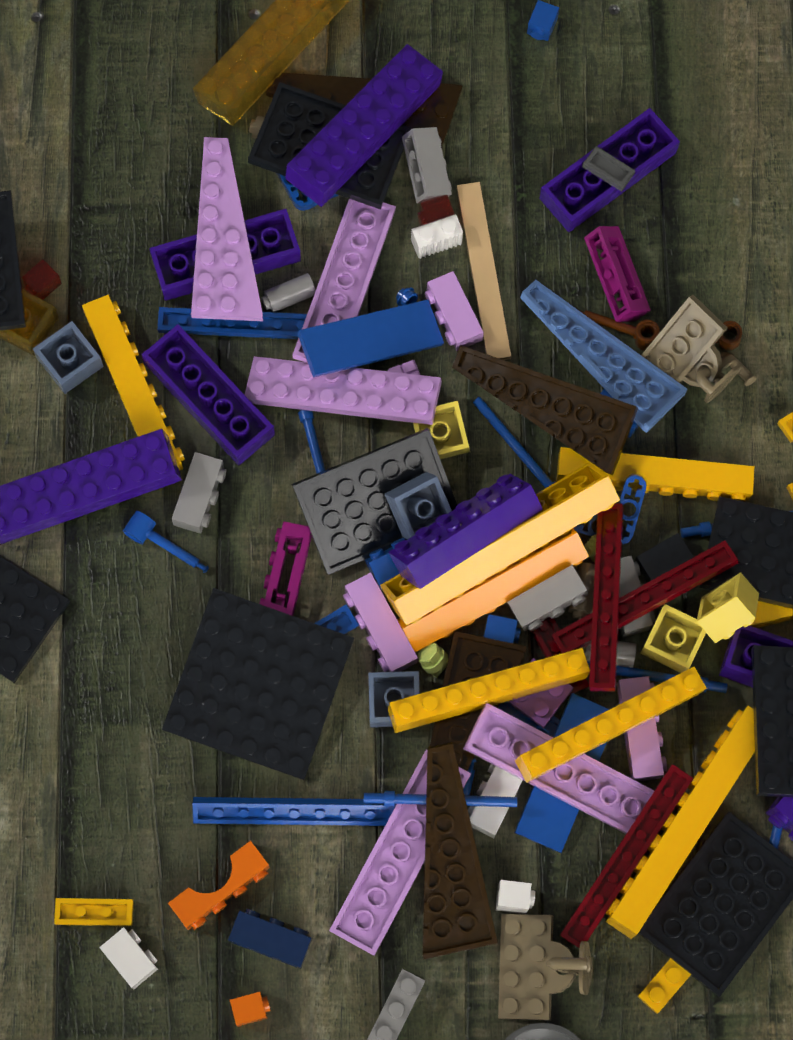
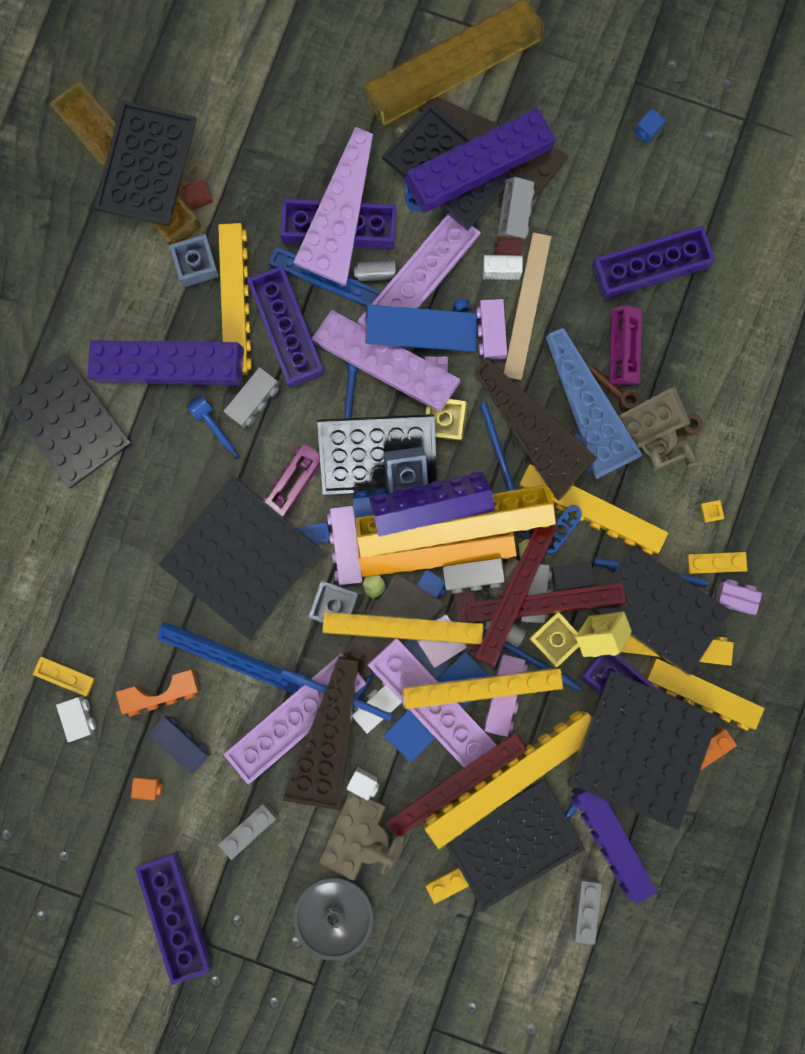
camera: 25 degrees right, 10 degrees up
(608, 168) = (651, 262): dark grey tile -> none

